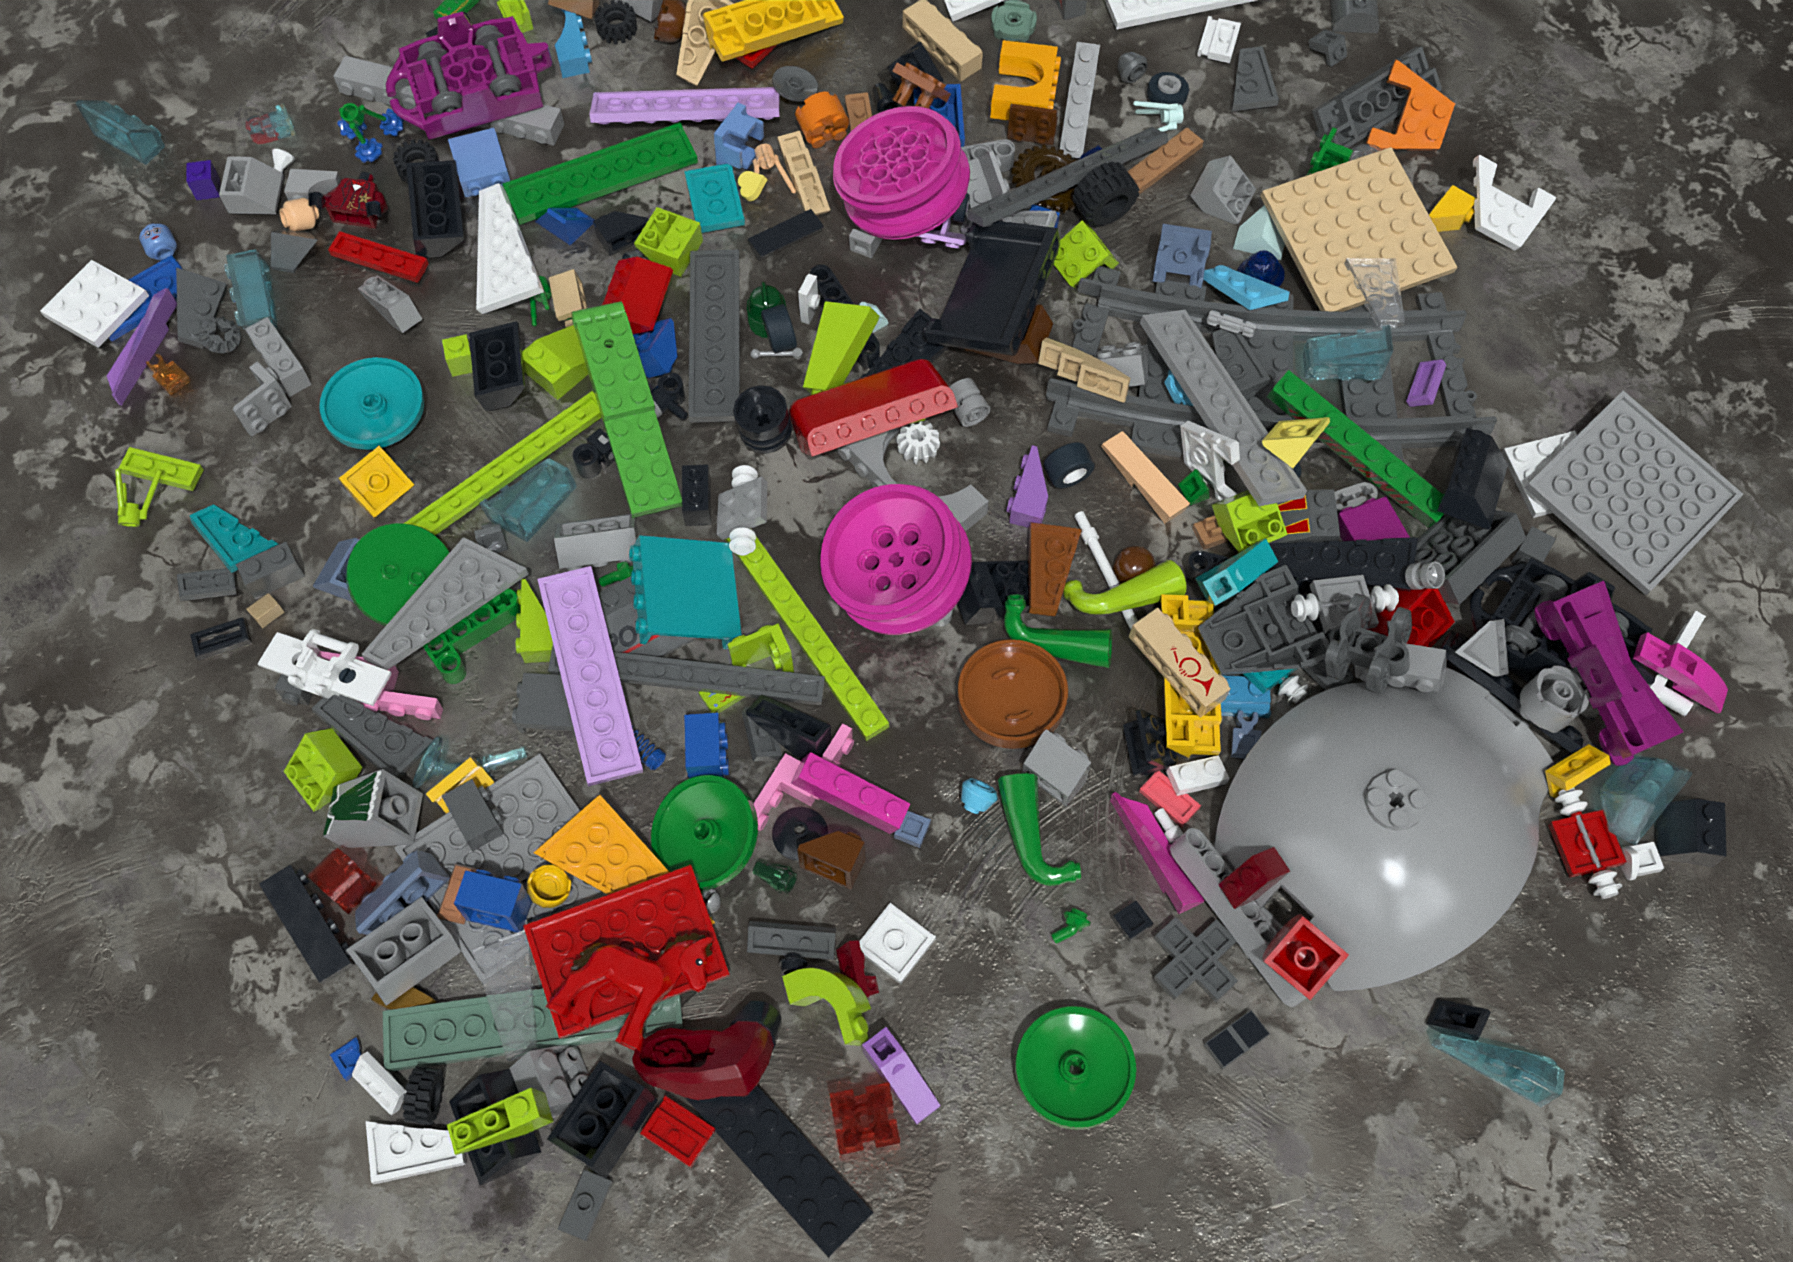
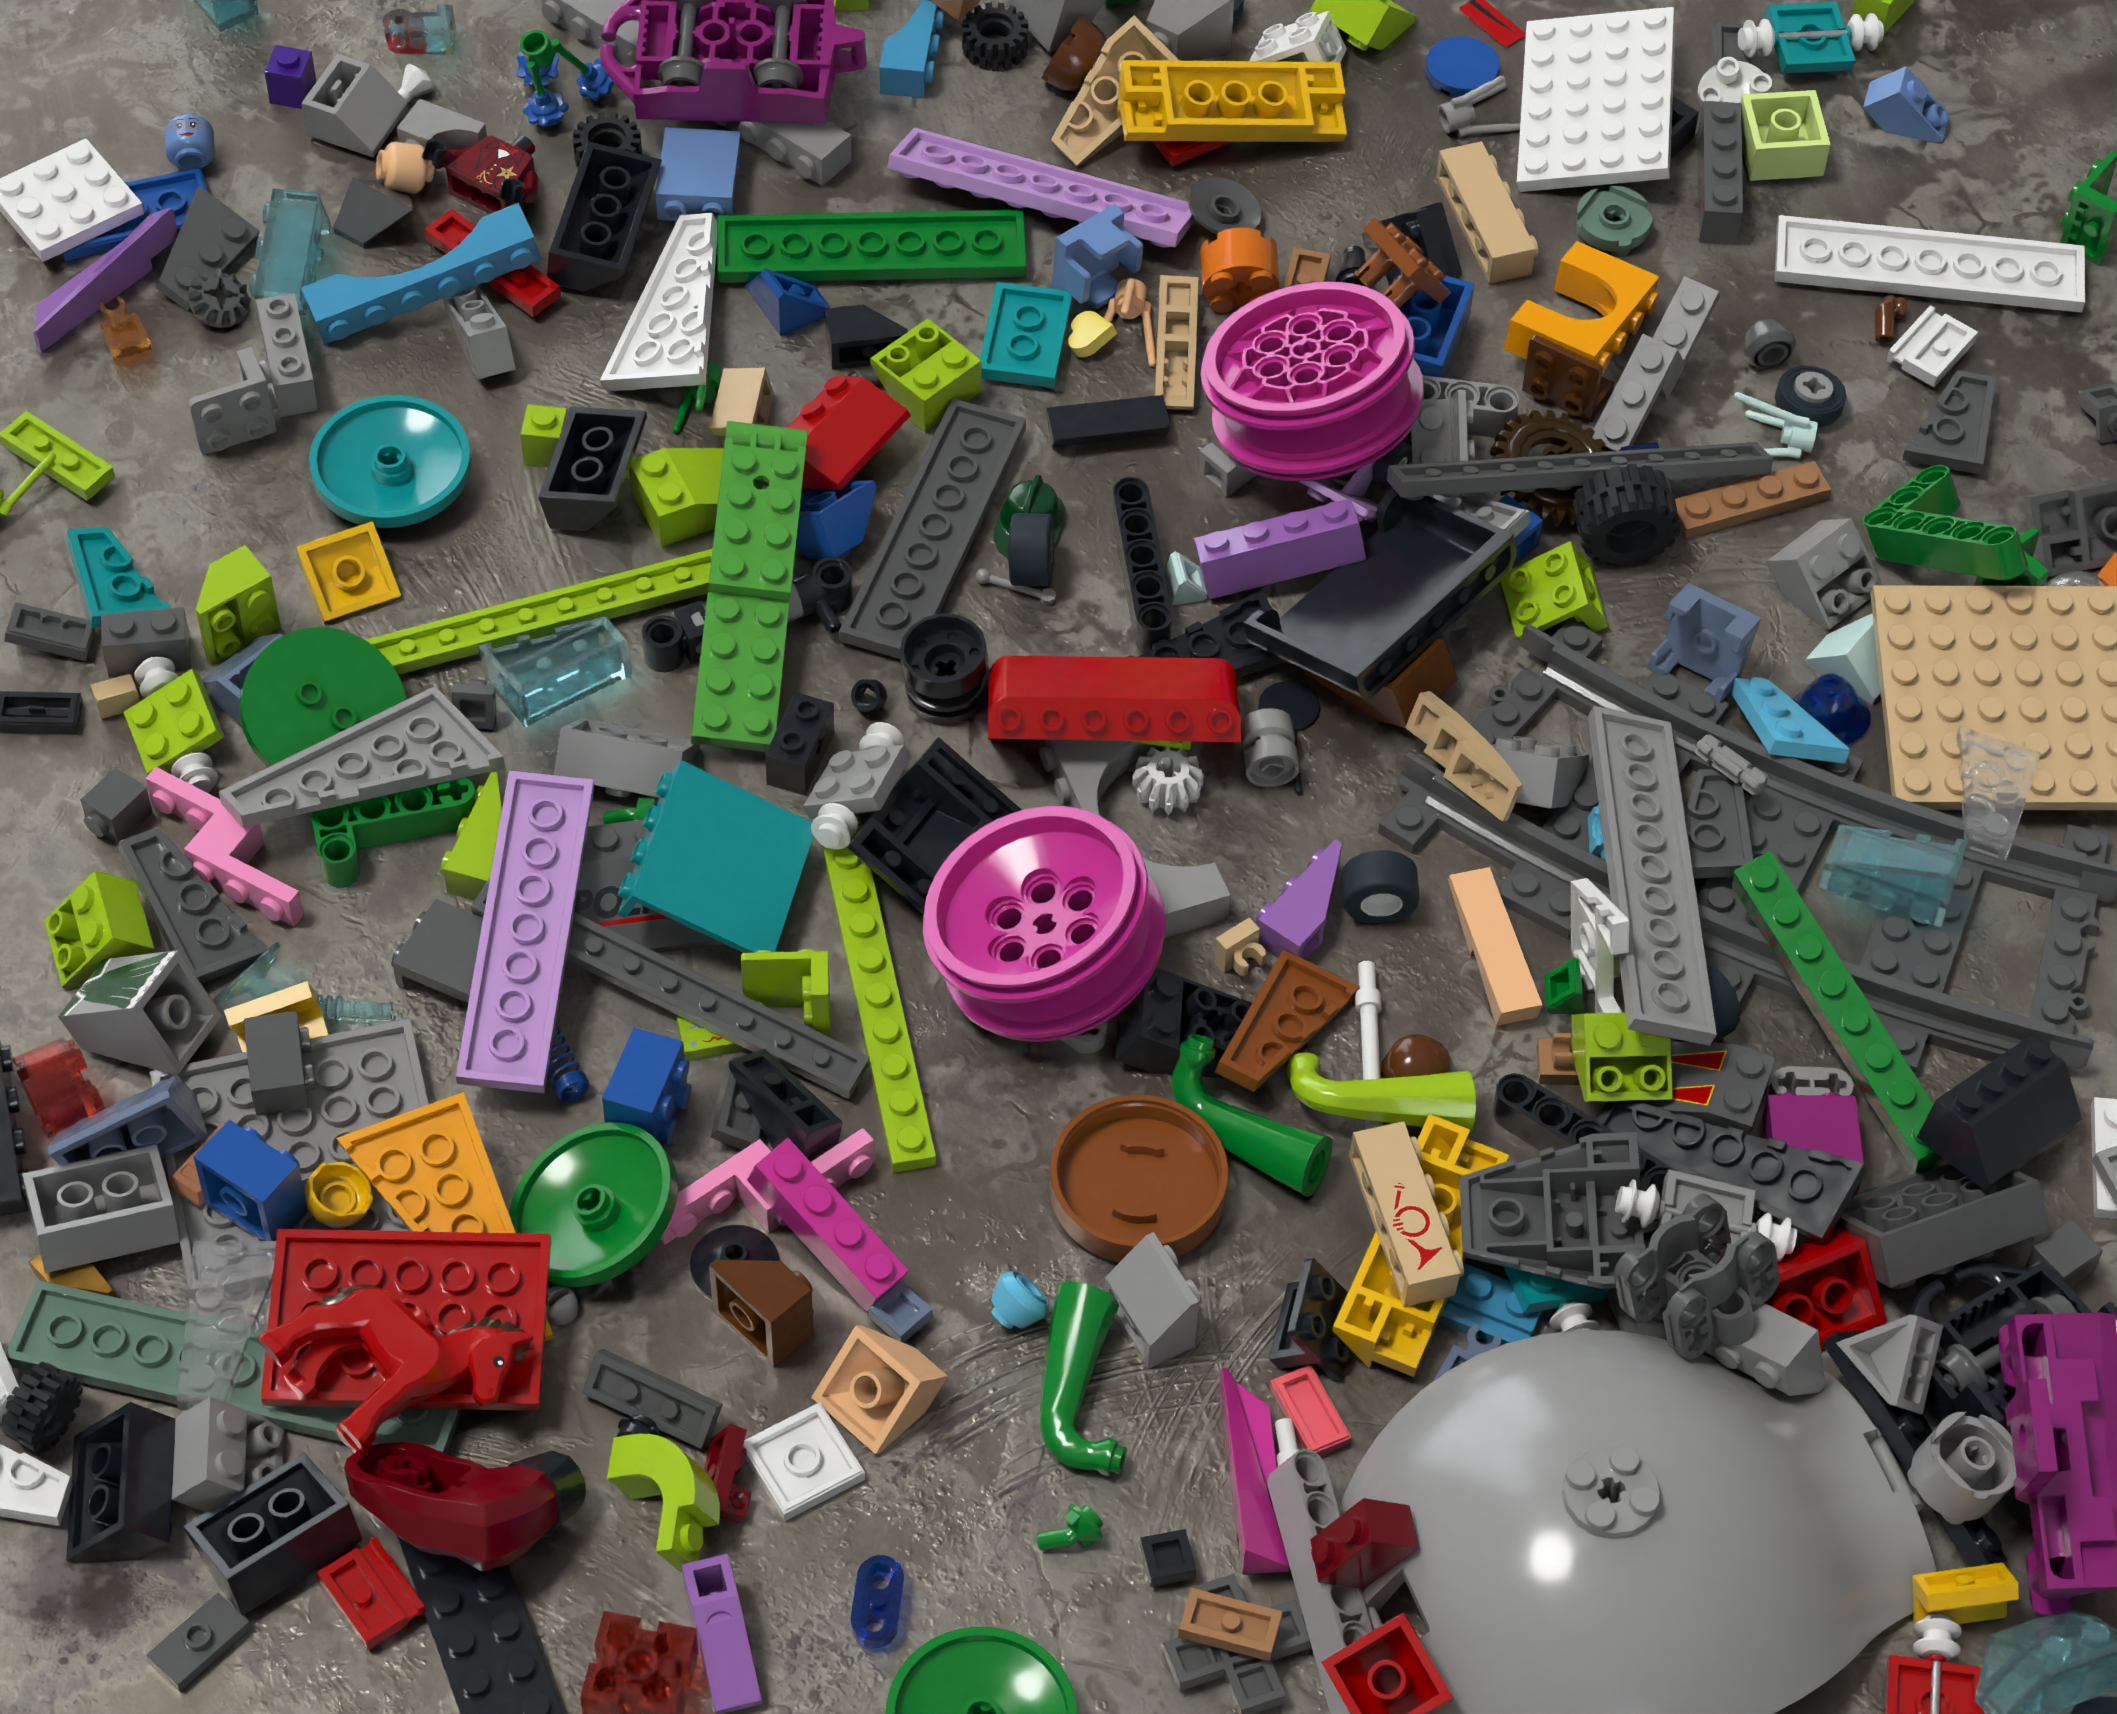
camera: 20 degrees right, 10 degrees down
(304, 311) = (351, 303): none -> dark azure arch
(308, 609) = (174, 723): none -> lime plate
(317, 528) = (235, 604): none -> lime slope
(322, 677) = (172, 809): white piece -> none
(501, 1121) = (132, 1467): lime slope -> none
(722, 455) = (866, 702): none -> black hinge
(777, 876) = (673, 1307): clear green cone -> none
(798, 519) = (926, 820): none -> black slope
(808, 298) = (1095, 521): white plate -> none
(838, 344) = (1107, 597): lime slope -> none
(921, 279) = (1280, 548): none -> medium lavender brick
(921, 881) = (878, 1387): none -> light nougat slope
(963, 368) = (1299, 703): none -> black piece
(979, 1016) = (875, 1604): none -> clear blue plate
(1003, 529) = (1237, 946): none -> tan tile
(1186, 27) = (1884, 317): none -> reddish brown arm
(1191, 951) = (1230, 1624): none -> medium nougat plate
(1197, 775) = (1364, 1391): white plate -> none
(1236, 572) = (1560, 1118): teal slope -> none
(1260, 152) = (1918, 531): none -> green beam
(1293, 438) = (1737, 957): light yellow slope -> none
(1426, 383) = (2013, 958): medium lavender tile -> none
(1427, 575) = (1848, 1221): light grey wheel -> none

